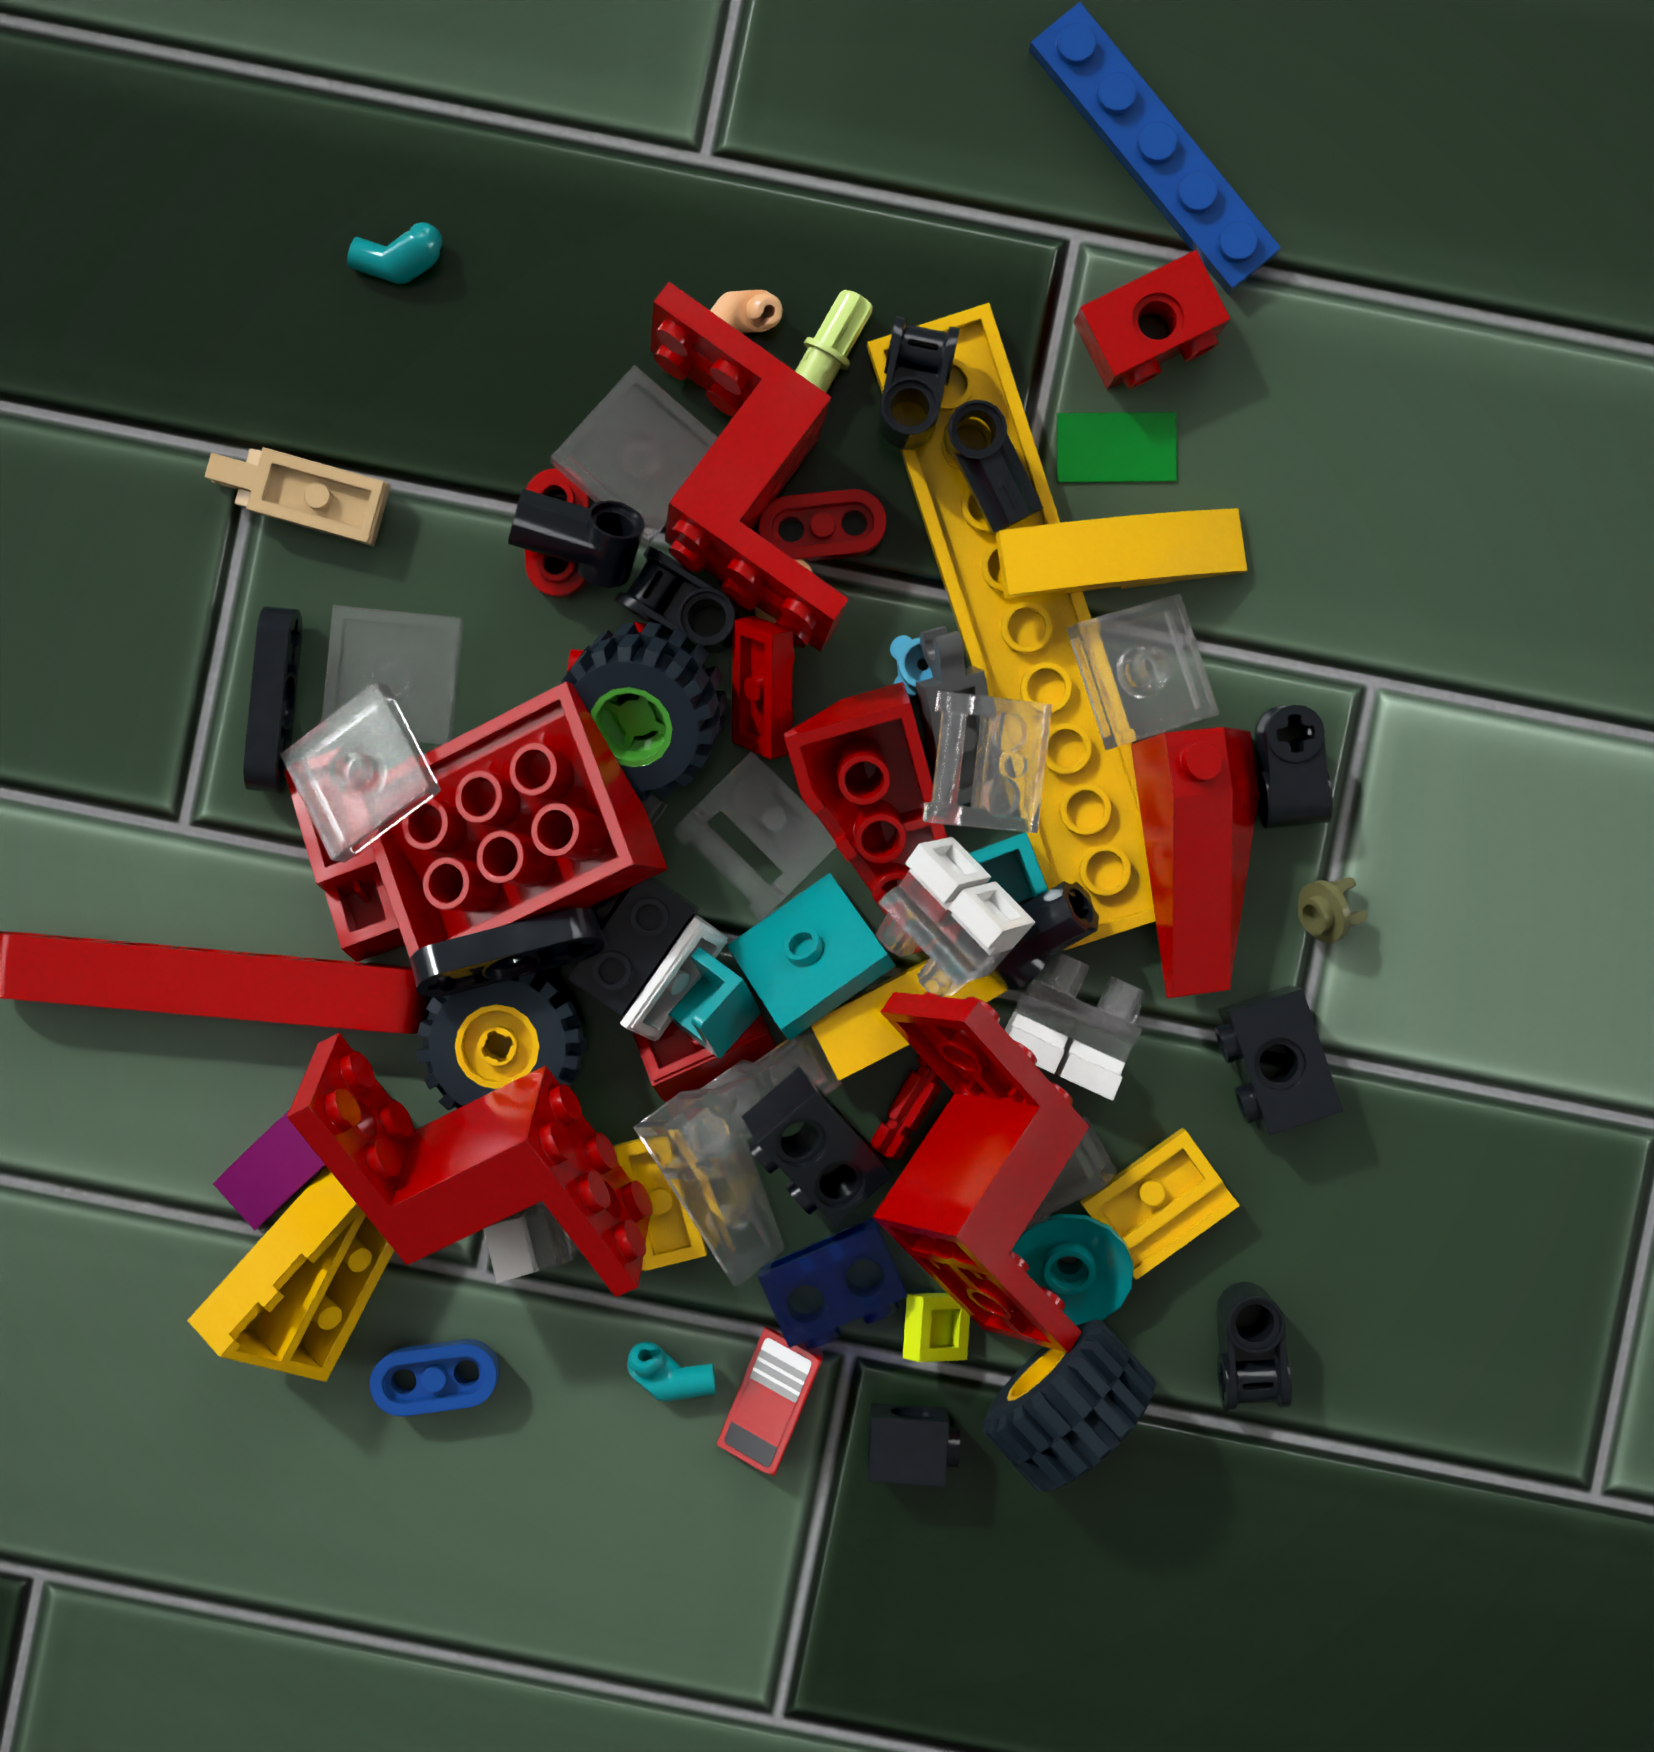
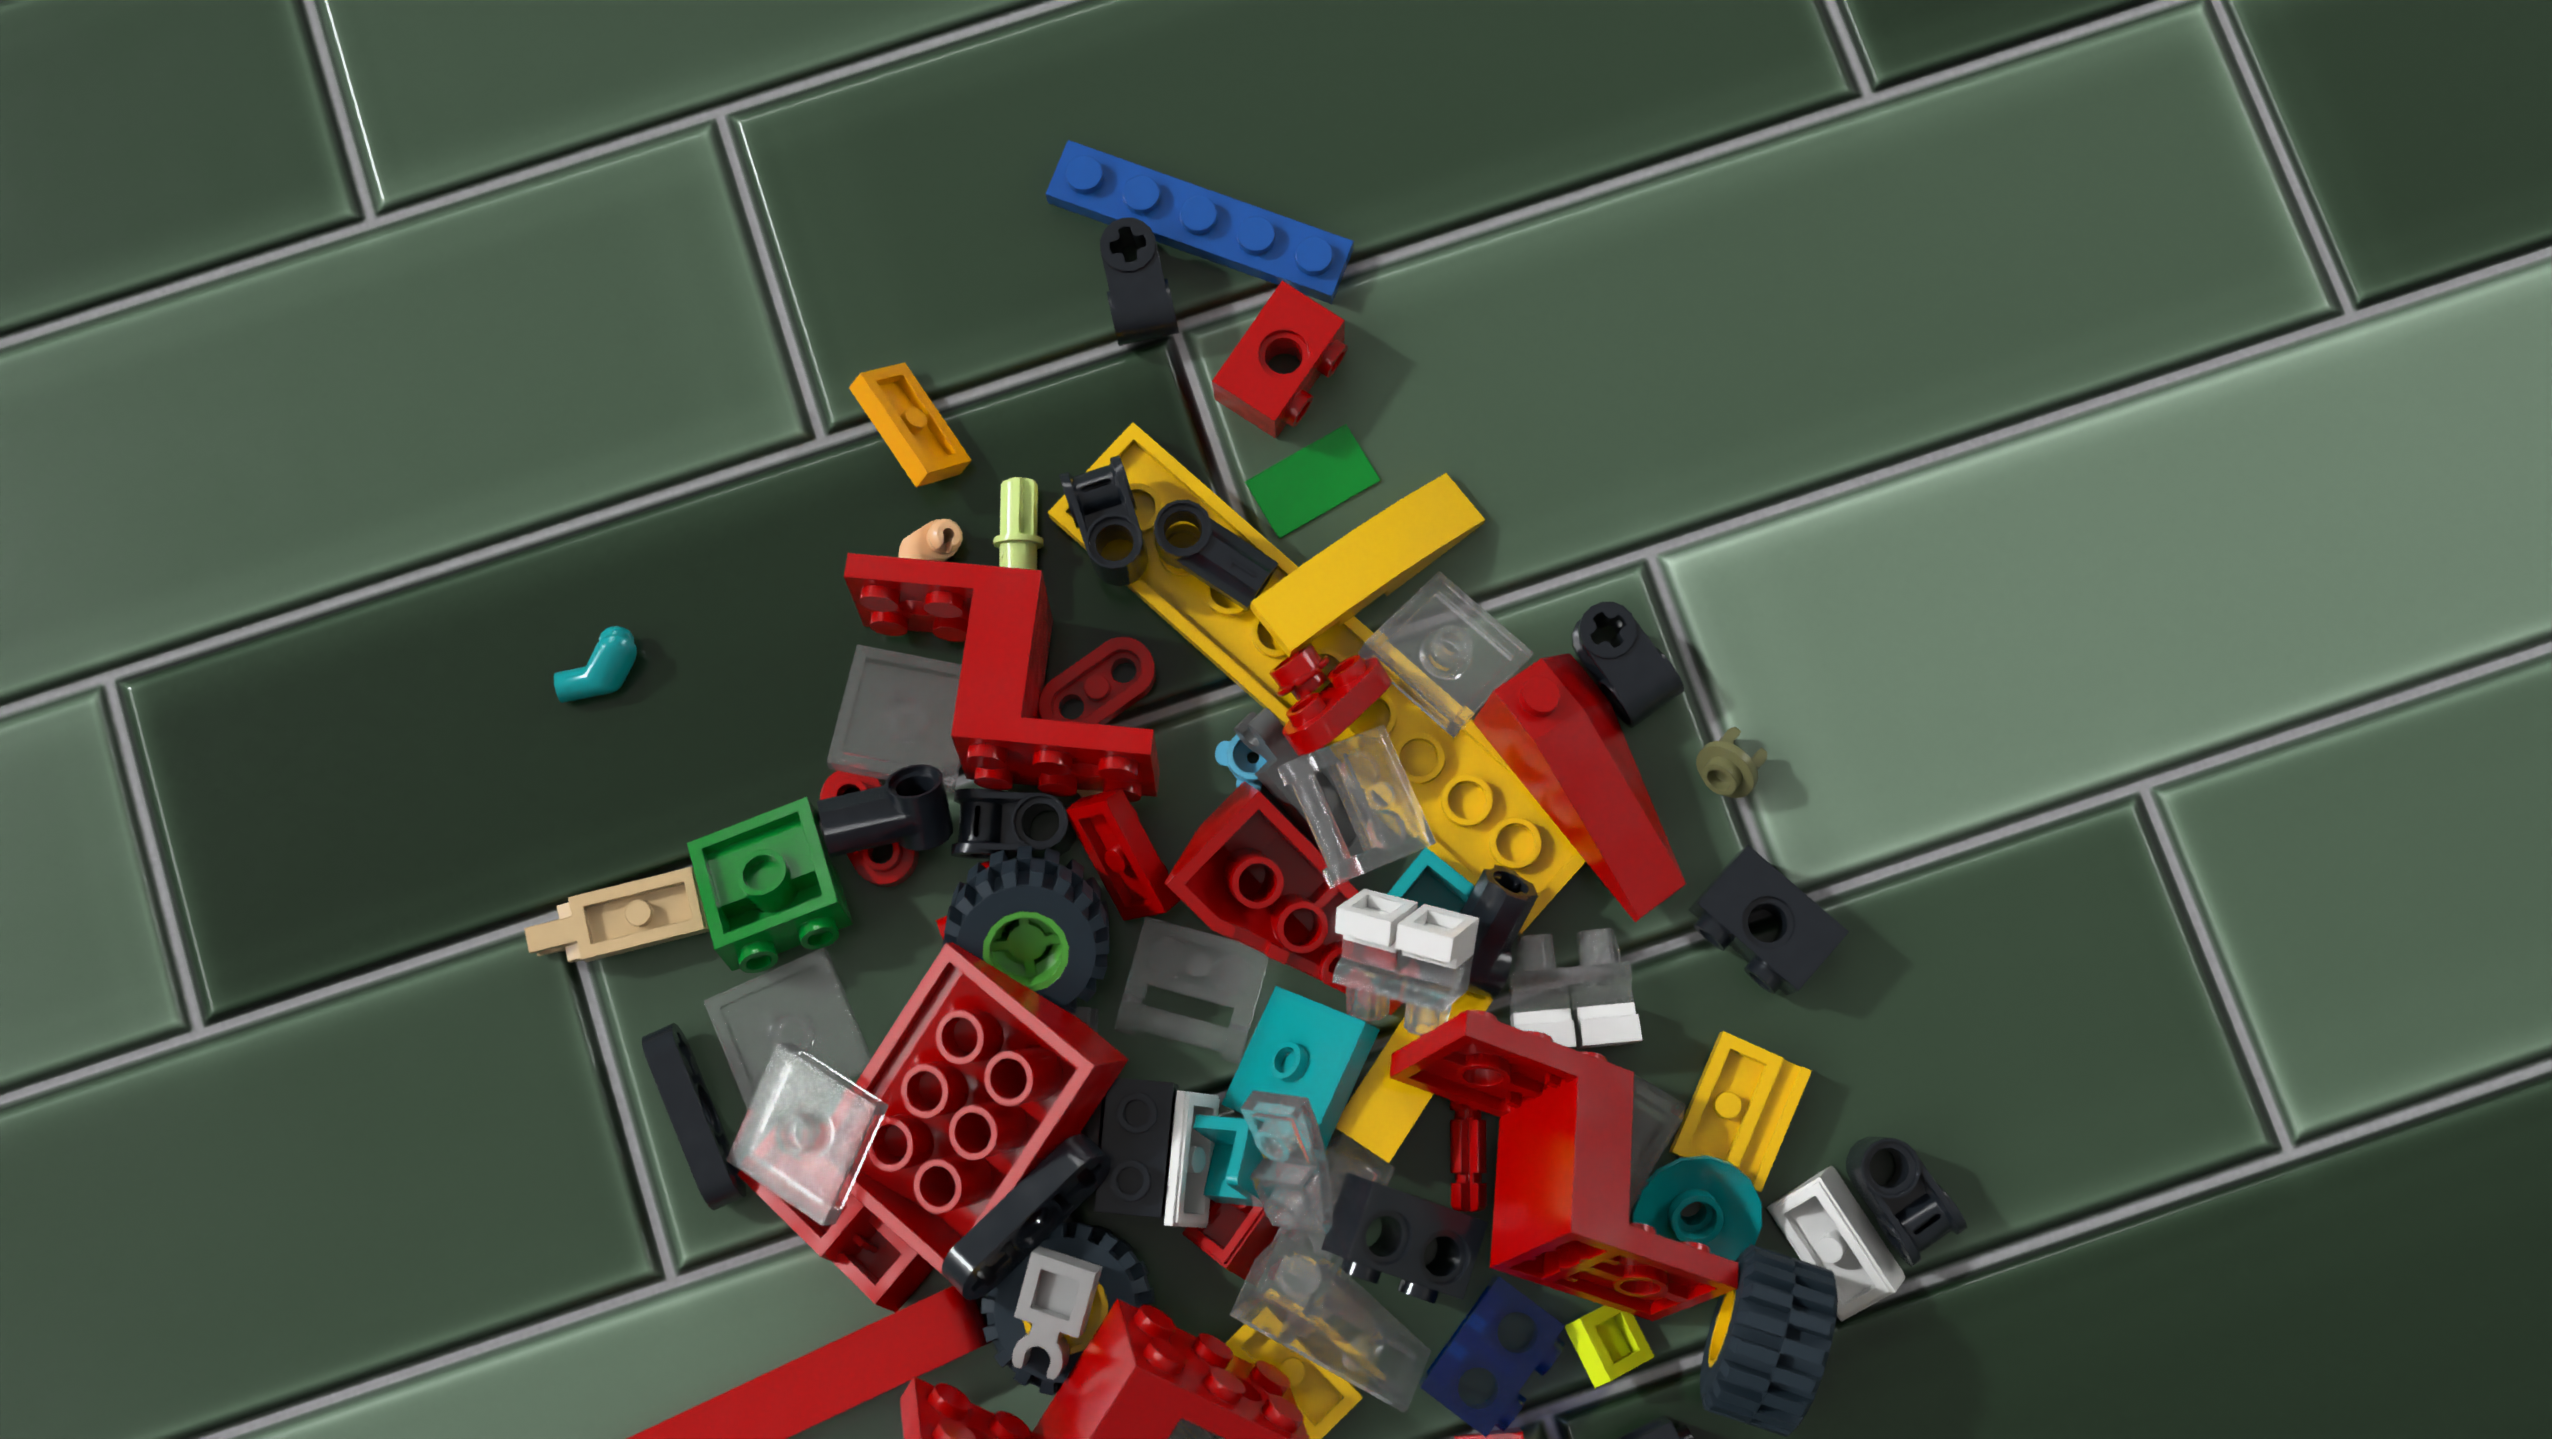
camera: 25 degrees left, 10 degrees down
(442, 537) = (769, 887): none -> green plate
(493, 1039) = (1057, 1302): none -> light grey plate
(756, 1040) = (1294, 1166): none -> clear slope
(790, 189) = (910, 424): none -> light orange plate
(1006, 617) = (1300, 673): none -> red plate
(1006, 668) = (1325, 715): none -> red plate
(1063, 181) = (1137, 289): none -> black piece
(1176, 1349) = (1834, 1233): none -> white slope

